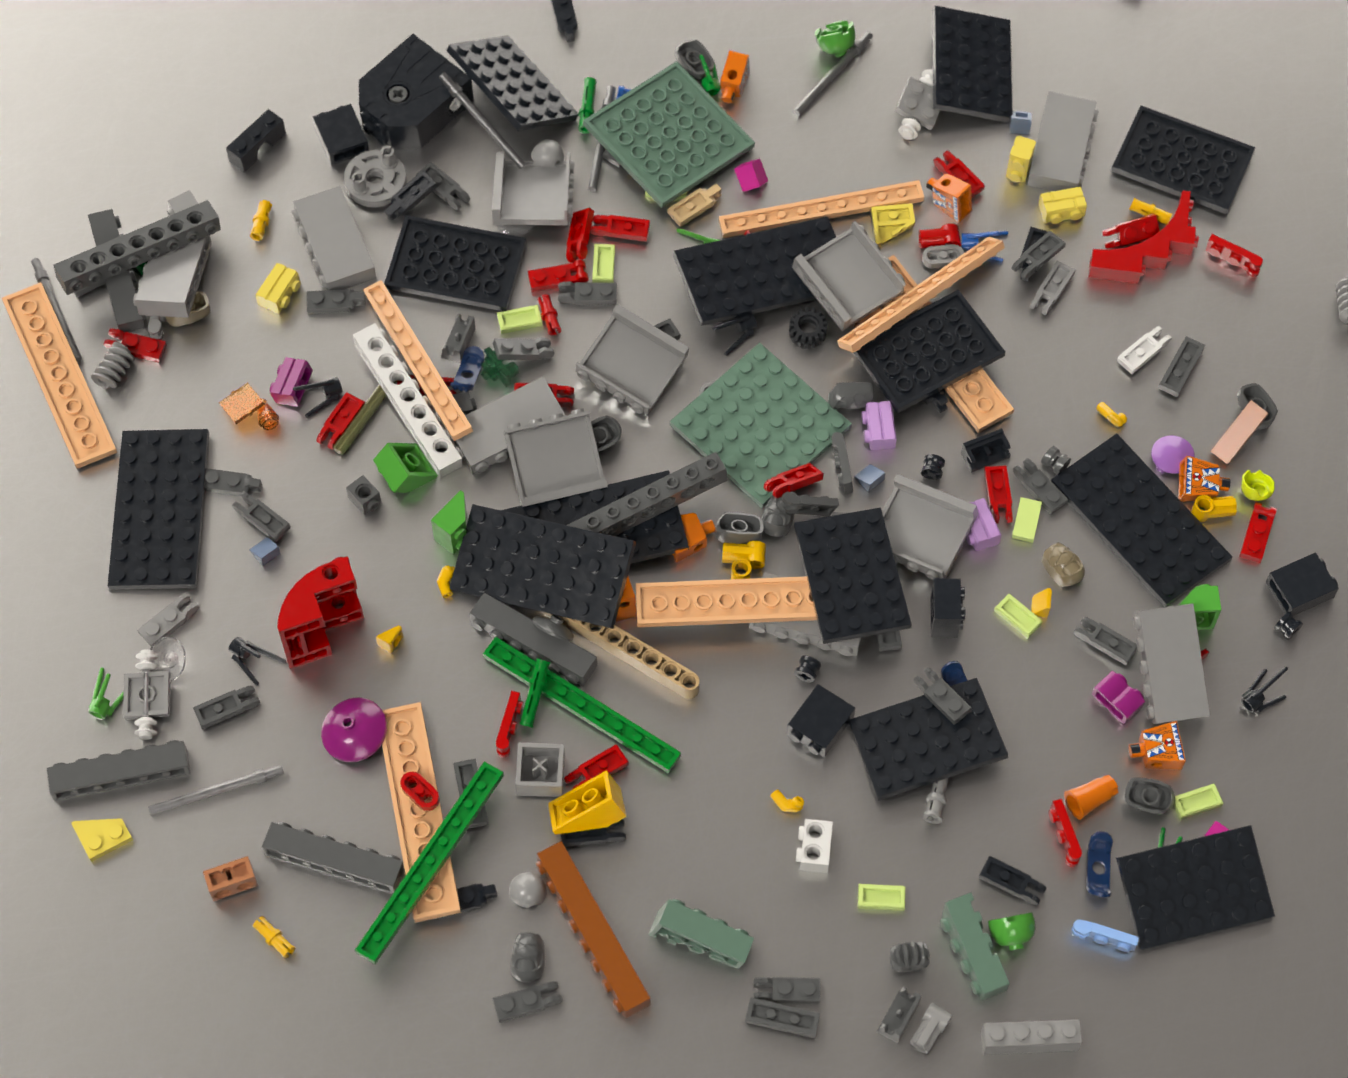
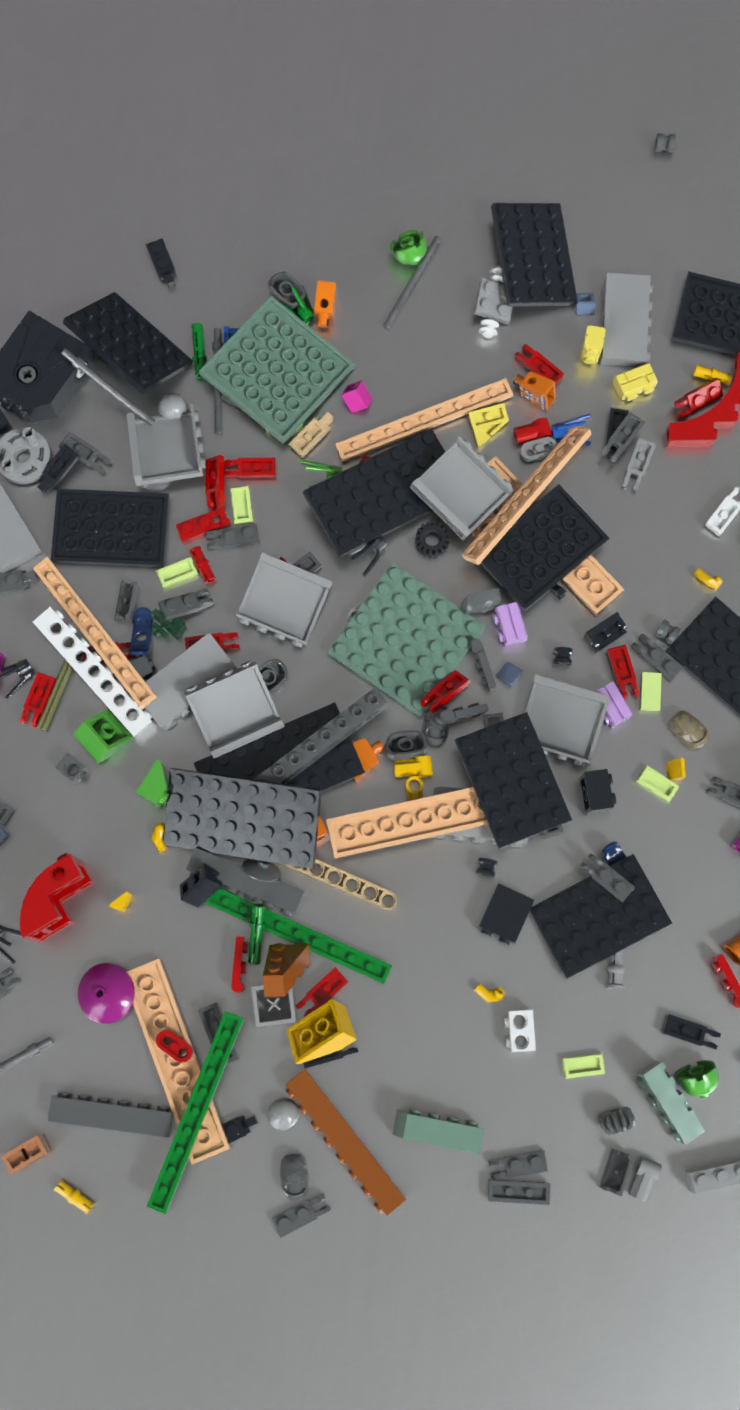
camera: 10 degrees left, 15 degrees up
(482, 632) = (200, 886): none -> black hinge
(558, 726) = (283, 966): none -> dark orange wedge

